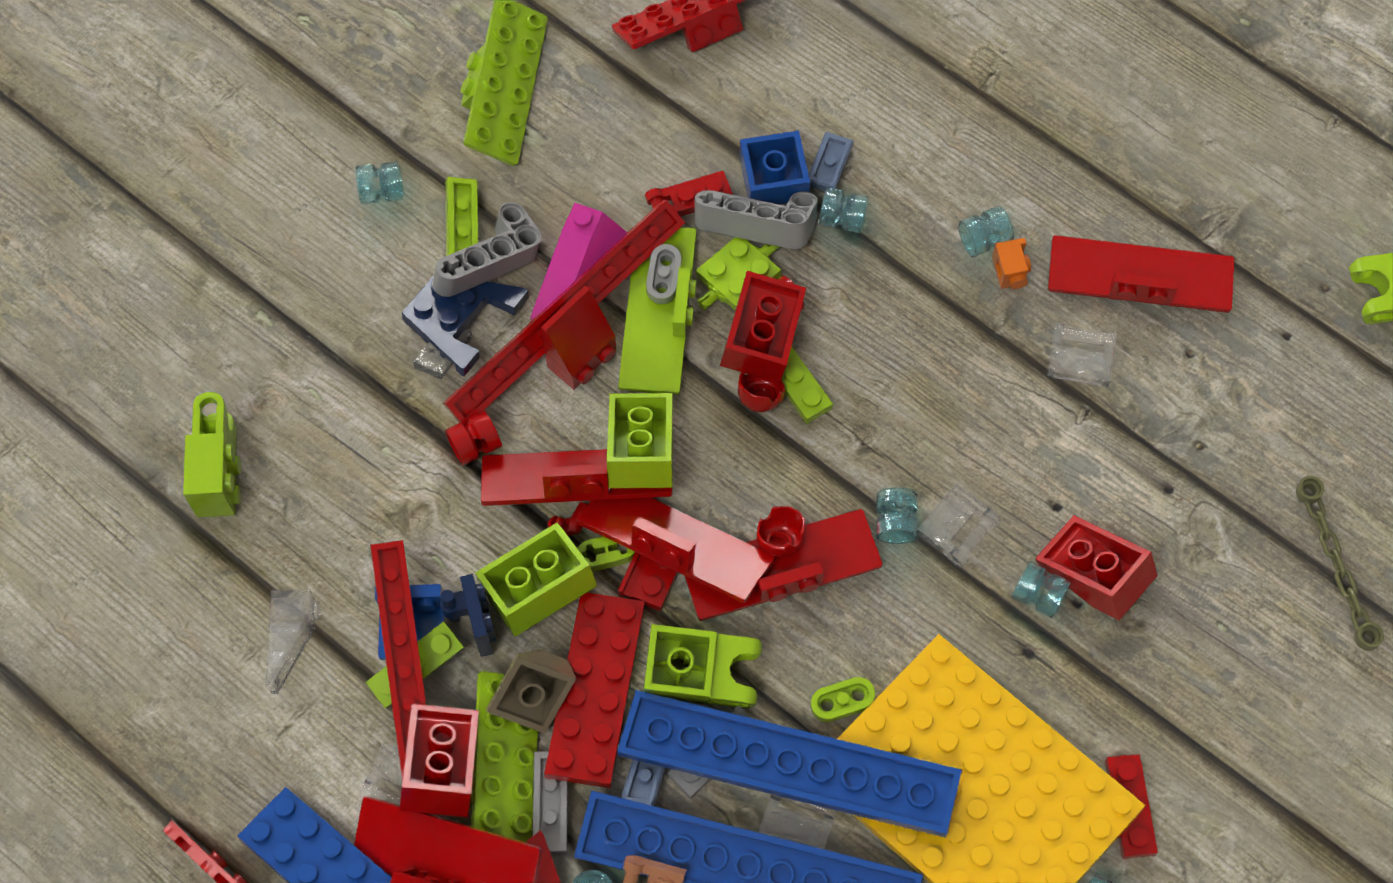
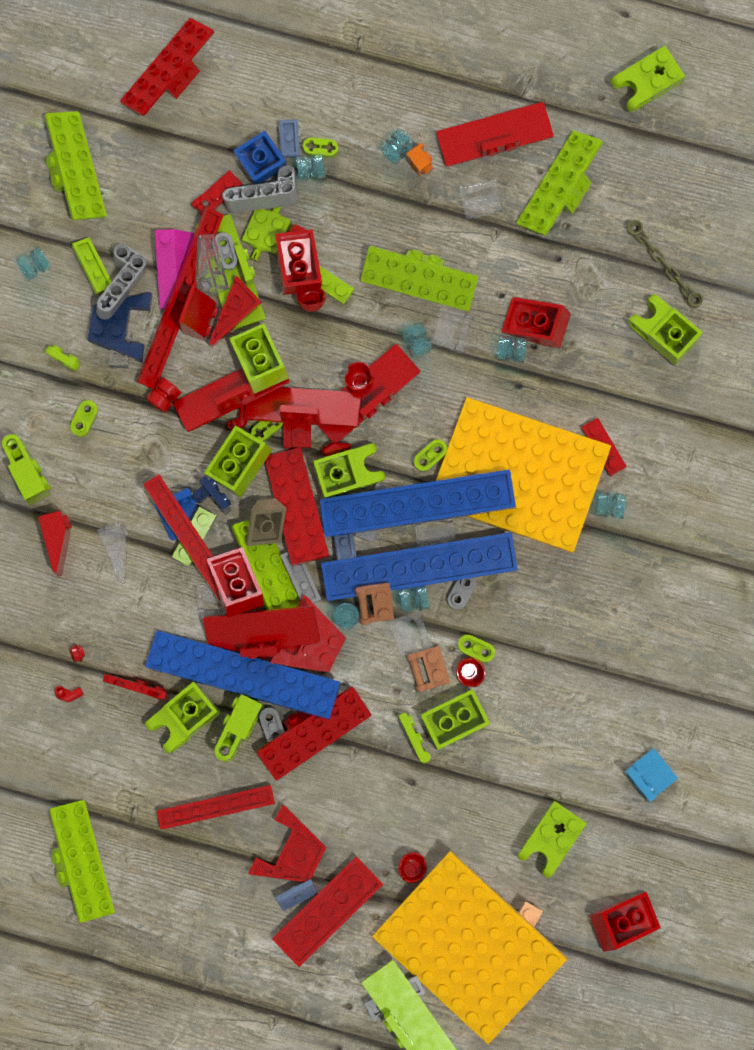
camera: 25 degrees left, 15 degrees up
(97, 829) = (67, 695): none -> red arm
(145, 768) = (77, 653): none -> red plate
(203, 579) = (56, 536): none -> red slope
(343, 426) = (84, 418): none -> lime plate
(348, 318) = (68, 361): none -> lime plate
(628, 285) = (209, 268): none -> clear slope
(646, 357) = (238, 306): none -> red wing
(698, 622) = (334, 448): none -> red arm
(874, 189) = (321, 143): none -> lime beam
(941, 427) = (419, 277): none -> lime bracket
(1219, 383) = (562, 185): none -> lime bracket
(1305, 663) = (663, 326): none -> lime brick

